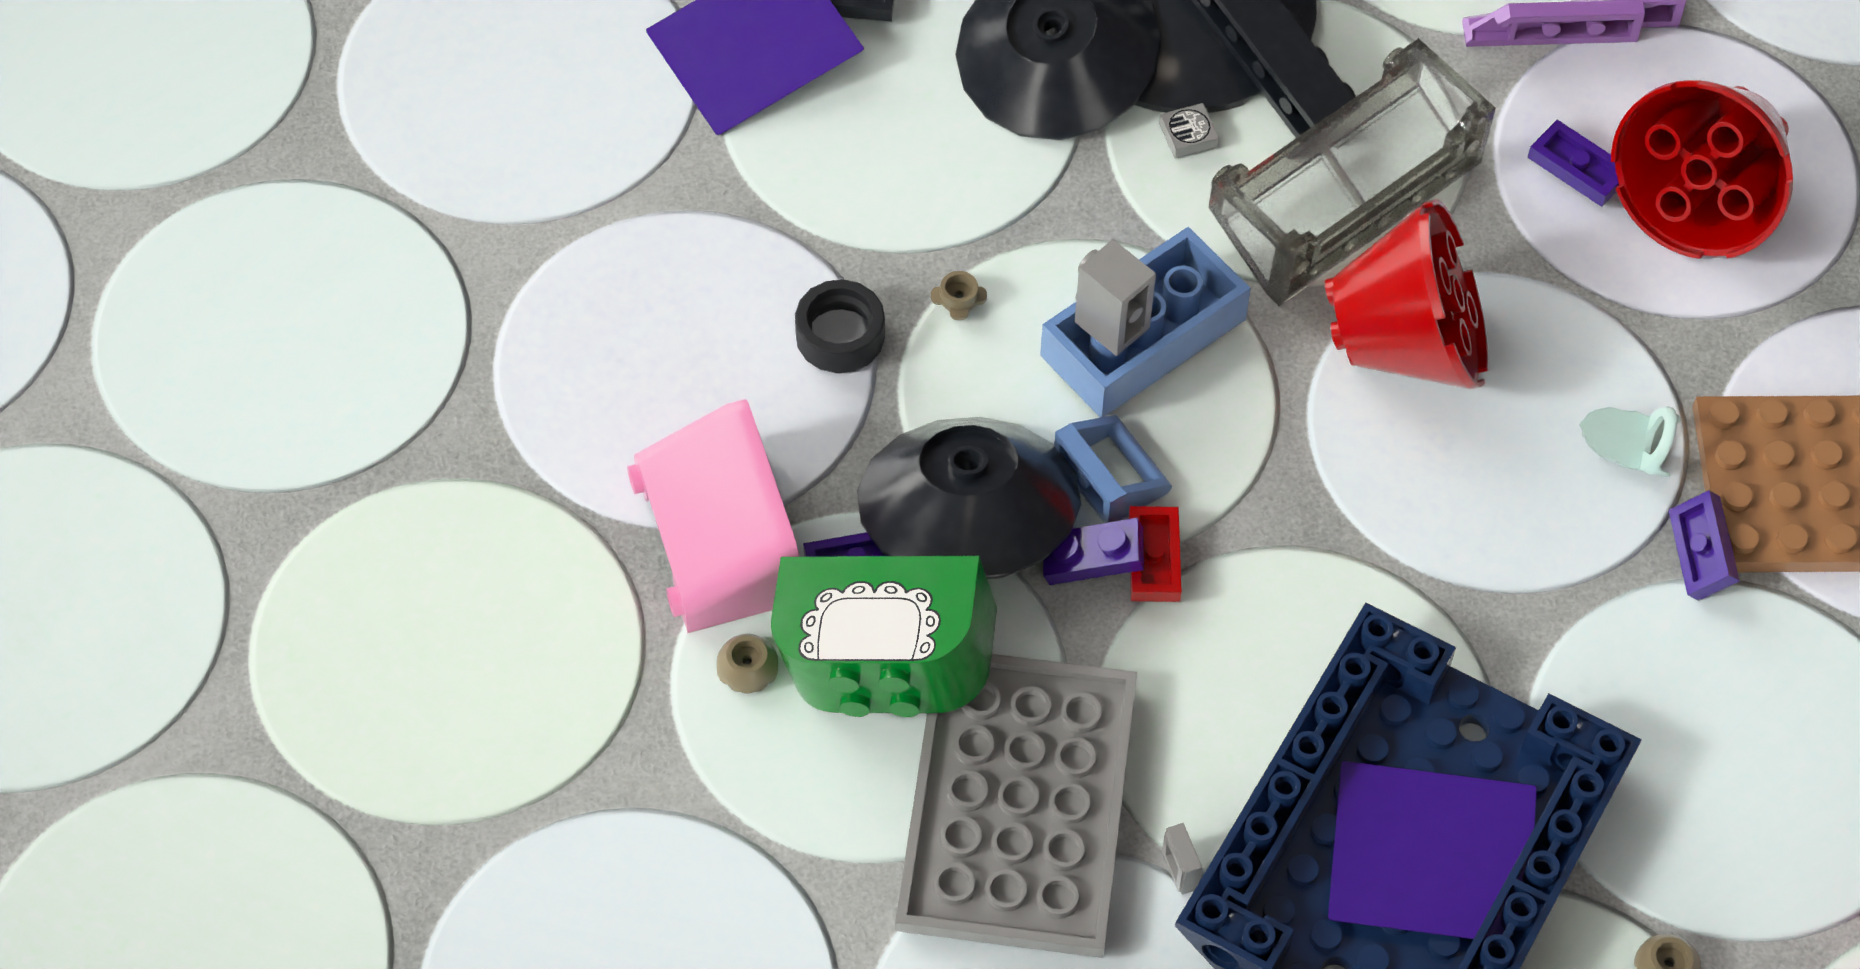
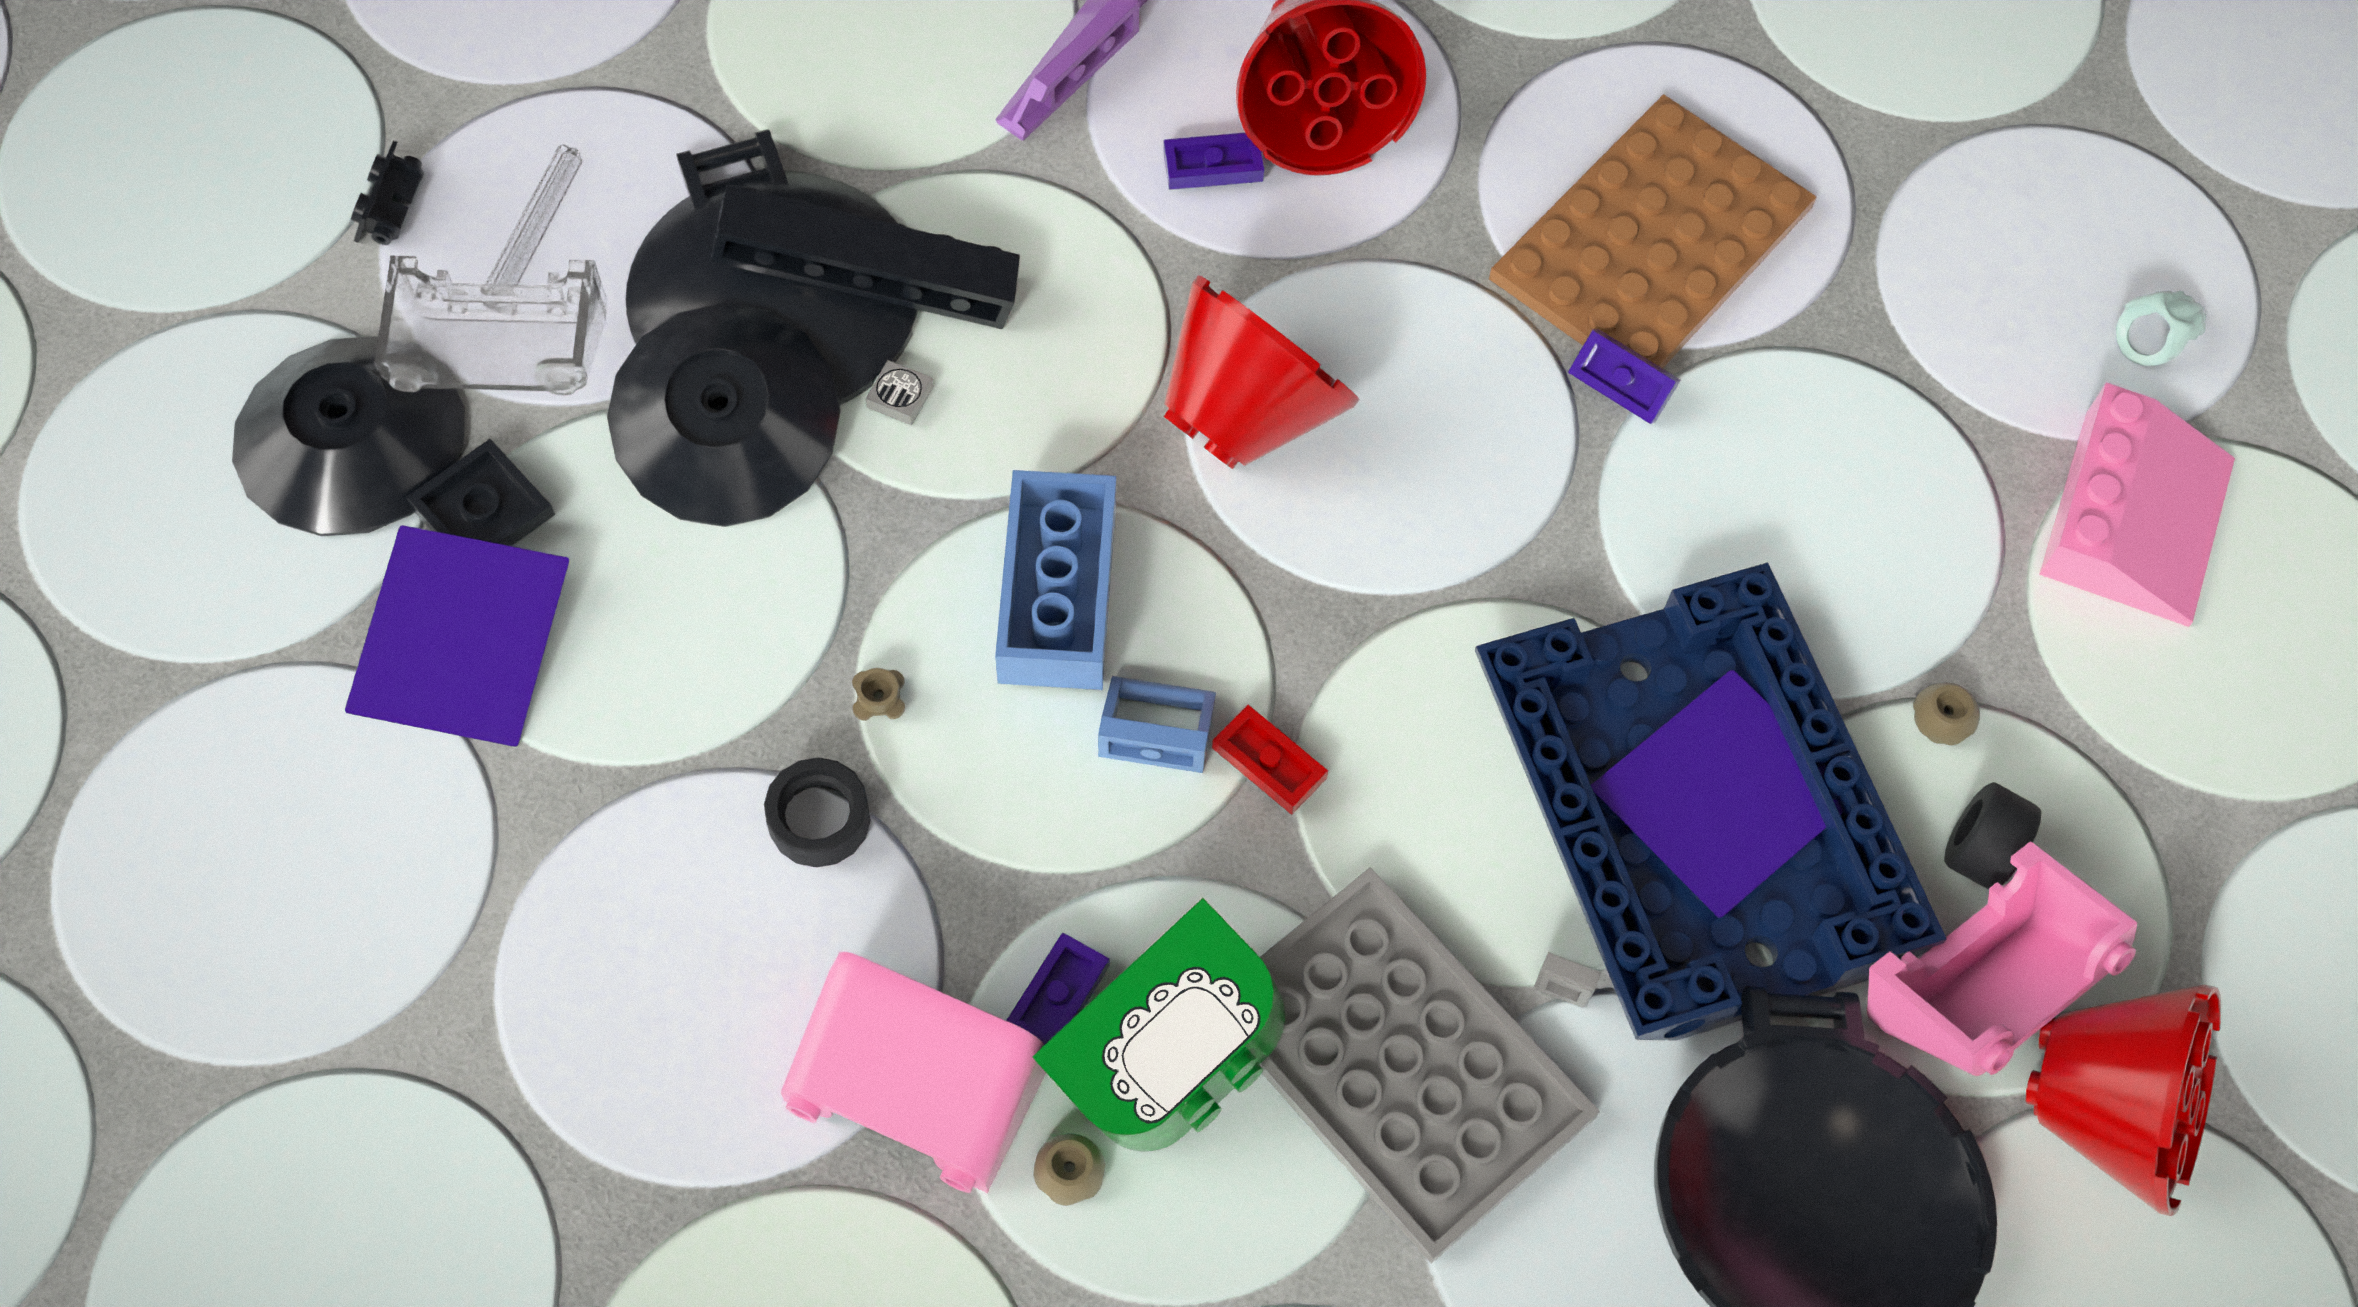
camera: 50 degrees left, 5 degrees up
(970, 493) = (1092, 894): black dish -> none
(1097, 552) = (1227, 803): dark purple plate -> none
(1114, 296) = (1044, 580): light grey brick -> none
(1353, 172) = (1071, 311): windscreen -> none
(1632, 437) = (1488, 340): light aqua piece -> none

